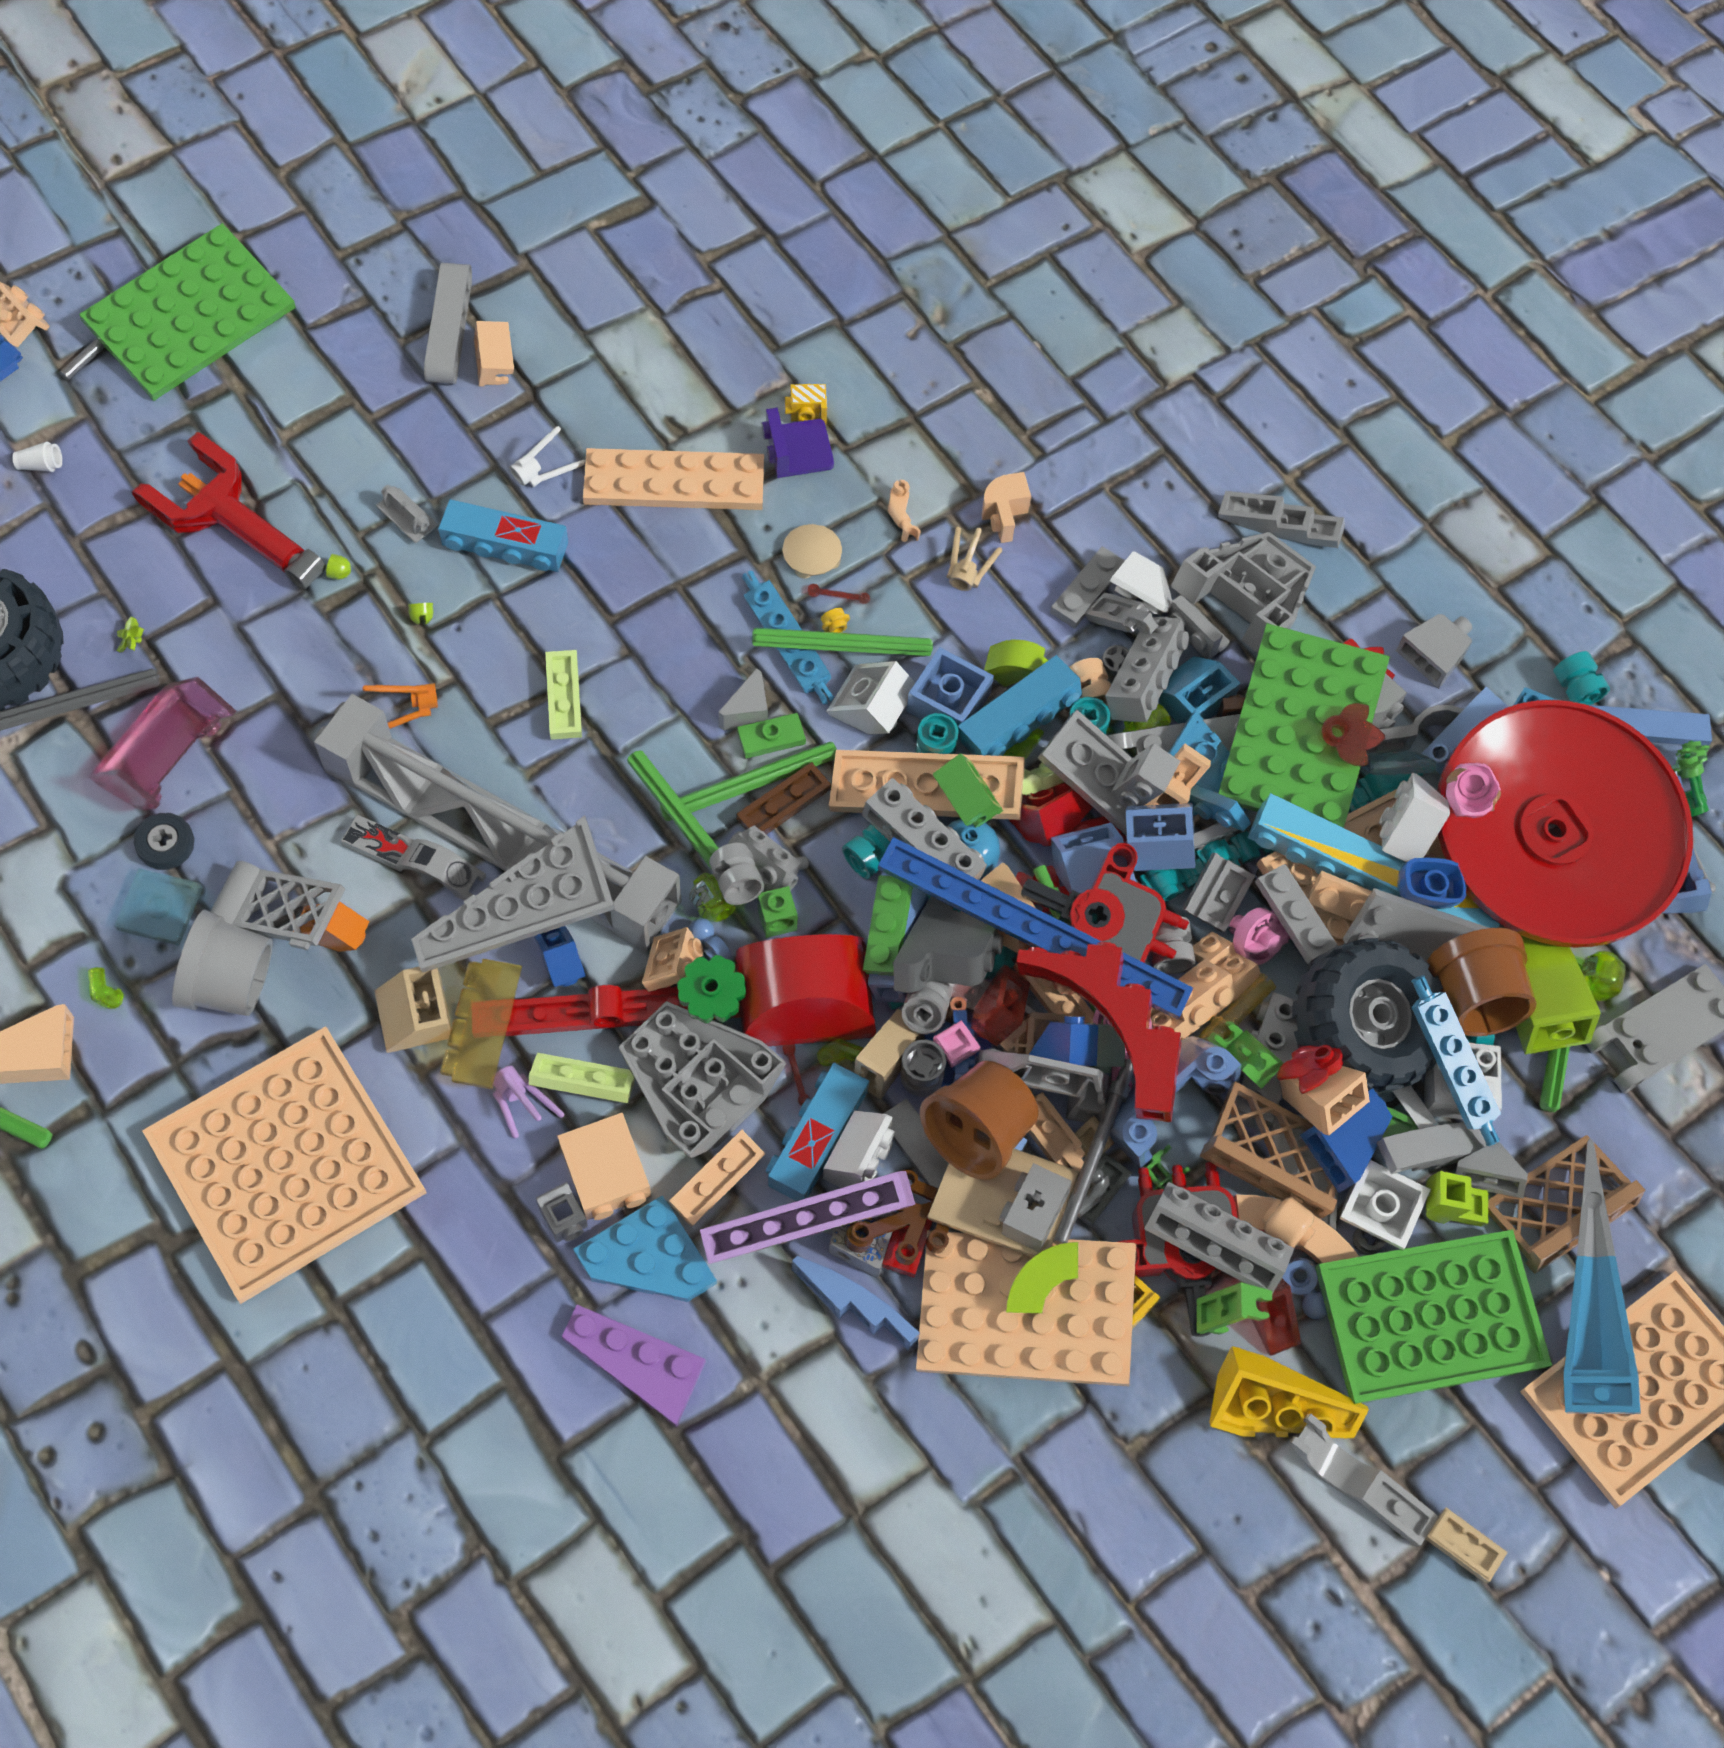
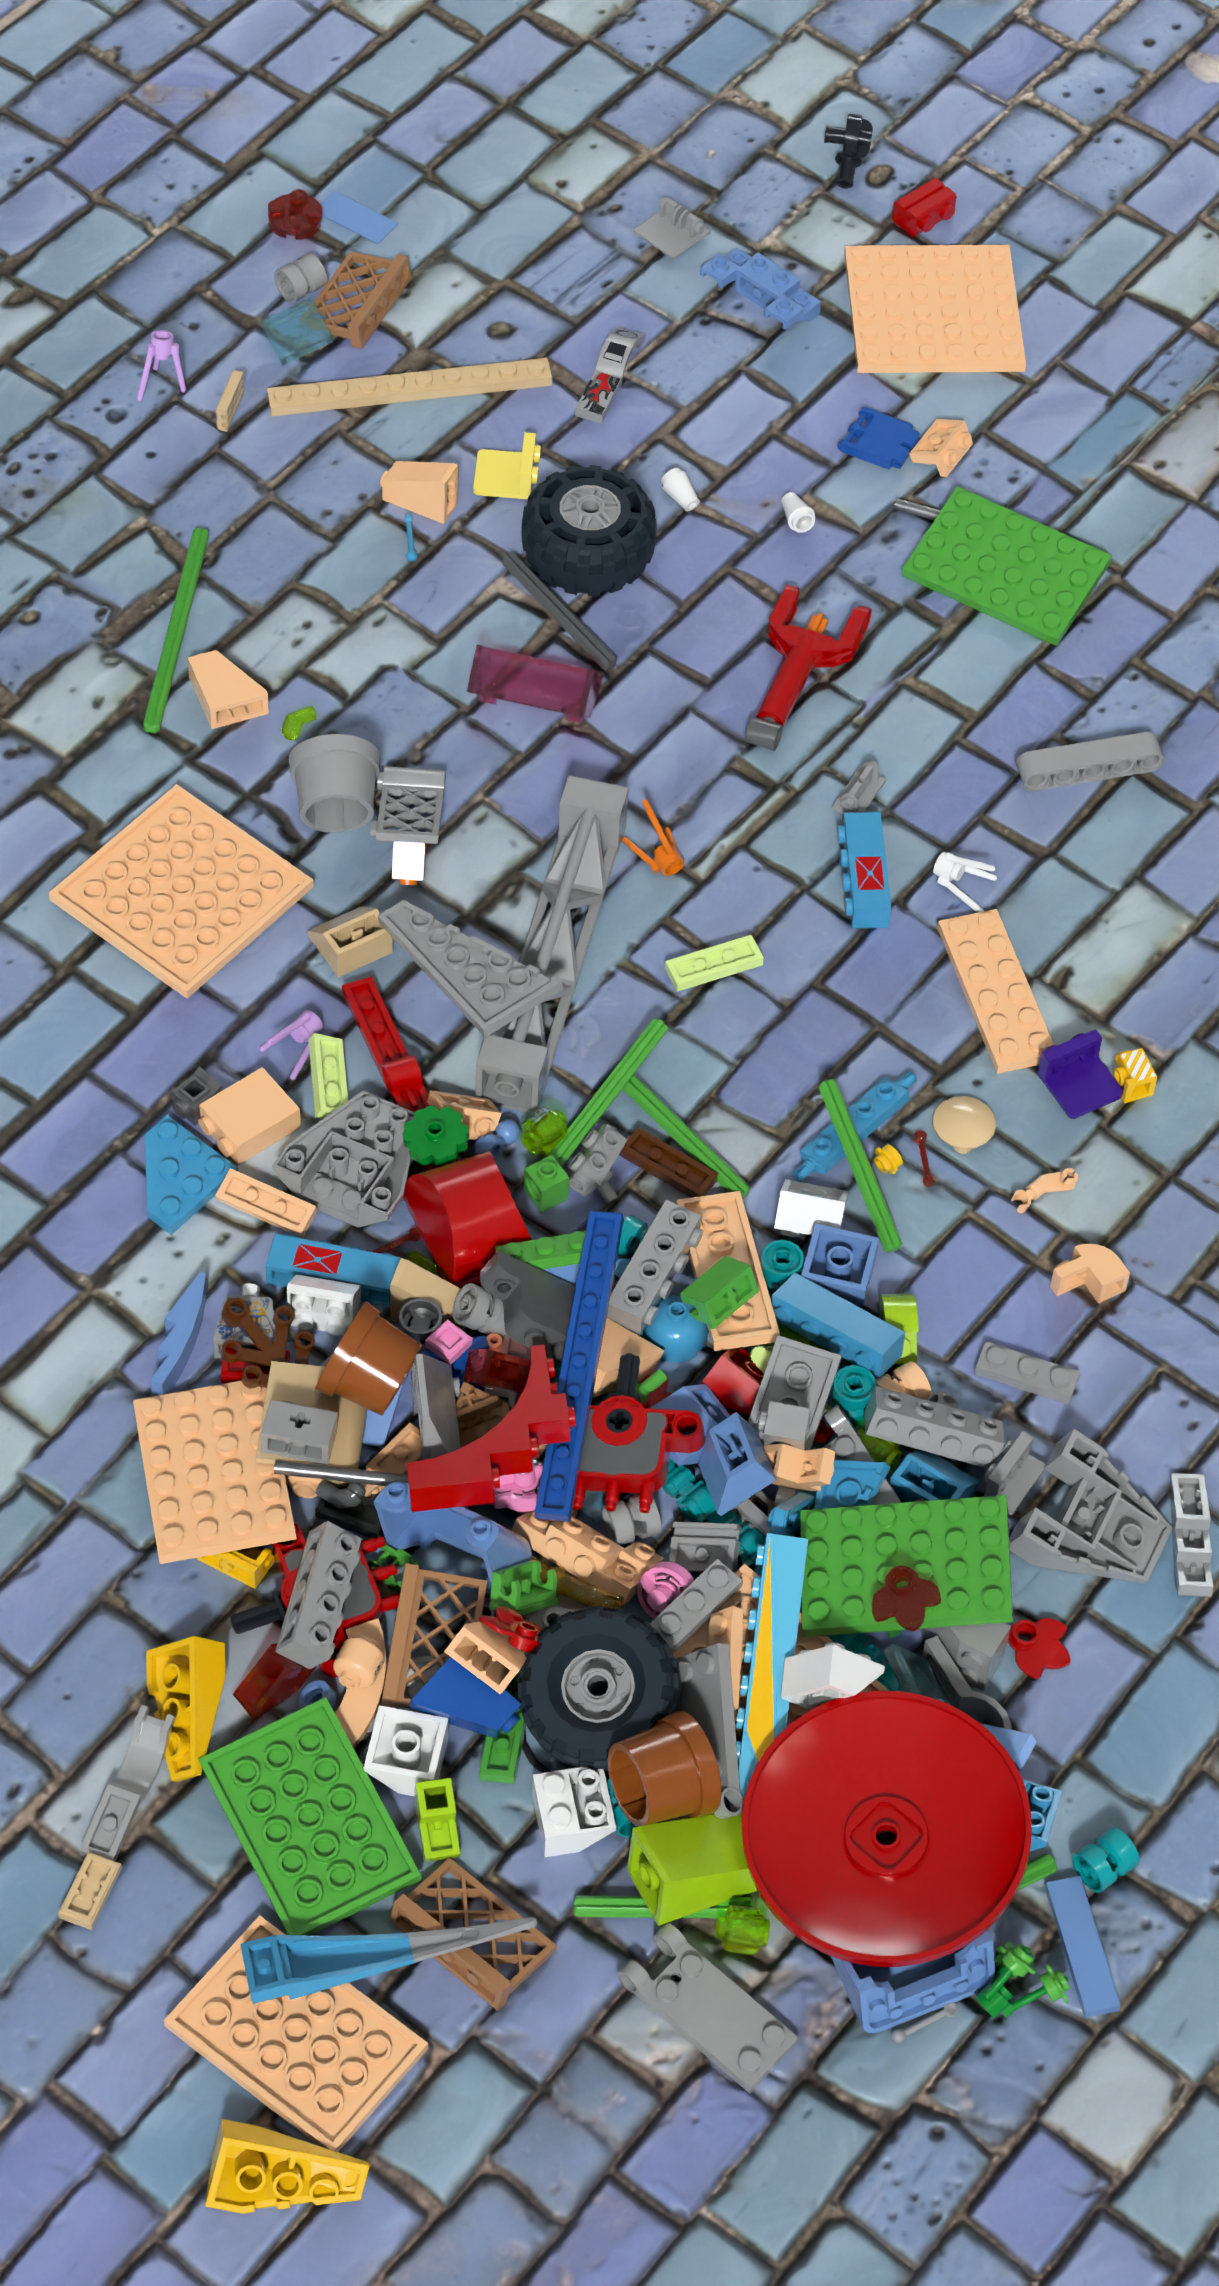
camera: 75 degrees right, 10 degrees down
(130, 635) = (644, 631): lime plant -> none
(158, 906) = (393, 734): clear light blue tile -> none
(177, 848) = (444, 729): black bush -> none
(338, 567) = (778, 756): lime hinge -> none
(418, 855) = (503, 894): piece -> none
(419, 610) = (757, 832): lime hinge -> none
(487, 1017) = (360, 989): clear yellow windscreen -> none
(493, 352) = (1070, 802): light nougat hinge -> none
(560, 956) = (441, 1028): blue slope -> none
(643, 1364) = (80, 1193): medium lavender wing -> none
(736, 873) = (561, 1127): light grey wheel -> none
(746, 705) = (762, 1108): light grey slope -> none
(771, 735) = (739, 1140): bright green plate -> none
(807, 1217) = (239, 1264): lavender brick -> none
(964, 574) = (992, 1255): tan plant -> none
(1041, 1276) = (235, 1456): lime tile -> none
(1069, 1042) = (472, 1422): blue slope -> none
(1121, 614) = (992, 1395): light grey hinge -> none
(1144, 580) = (1039, 1407): white slope -> none
(1230, 1306) = (254, 1622): bright green hinge -> none
(1415, 1107) = (521, 1774): white sticker -> none
(1430, 1147) = (487, 1786): light grey slope -> none
(1432, 882) = (759, 1704): blue piece -> none
(1436, 647) = (1090, 1711): light grey torso -> none
(1456, 1060) = (571, 1765): plate -> none
(1472, 790) = (869, 1706): bright pink hair -> none
(1494, 1171) = (483, 1851): light grey slope -> none

